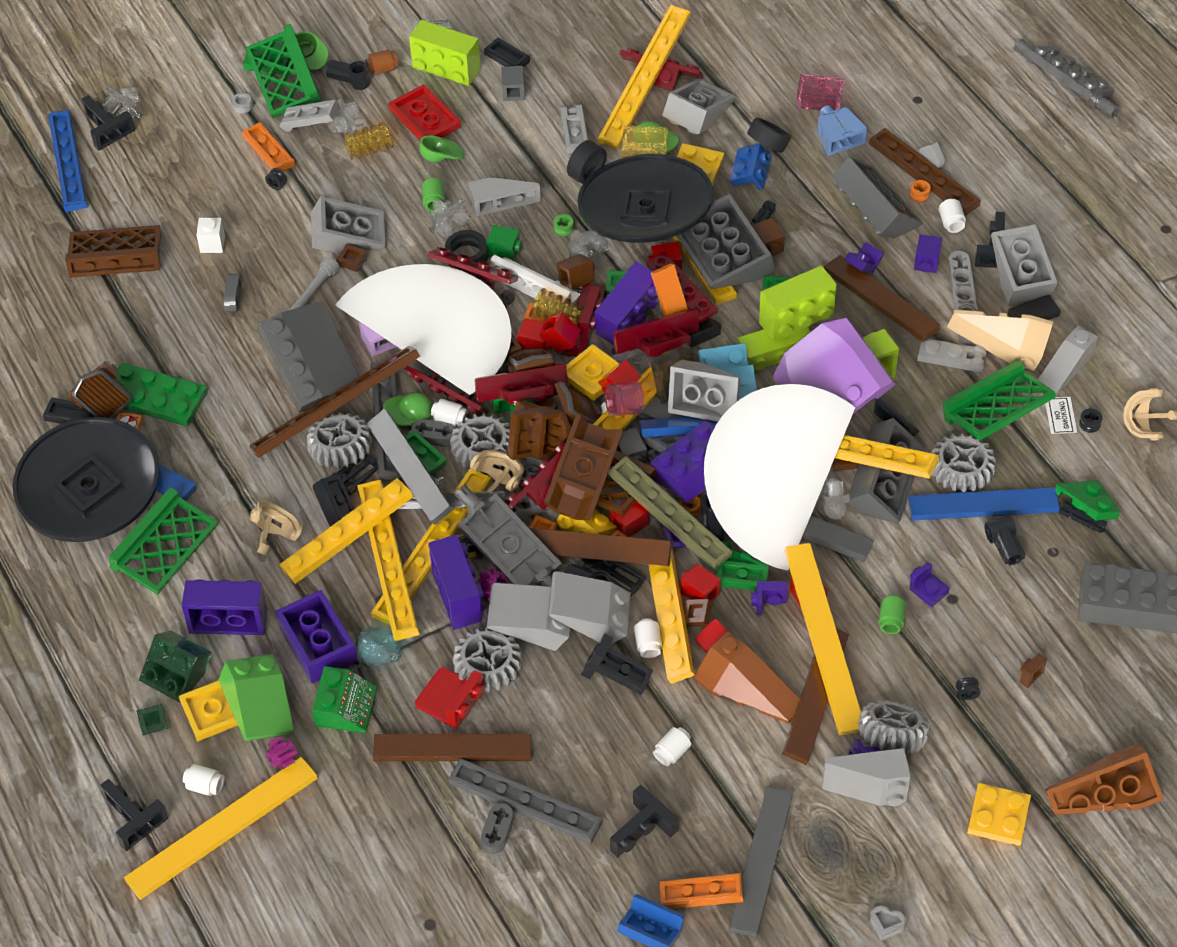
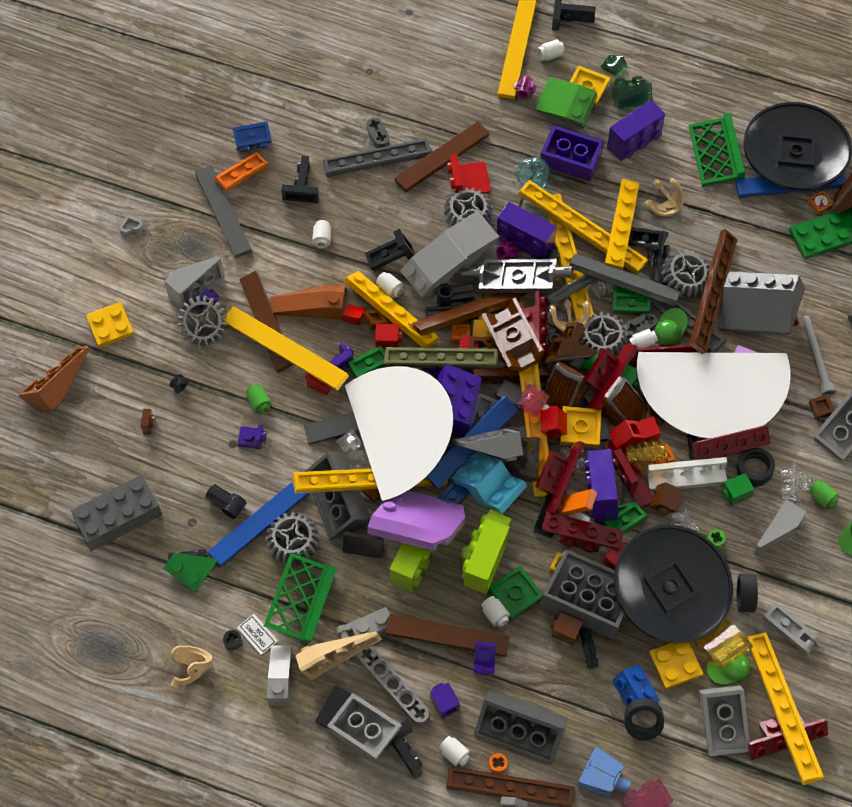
camera: 140 degrees right, 10 degrees up
(343, 701) = (522, 135): green slope -> none

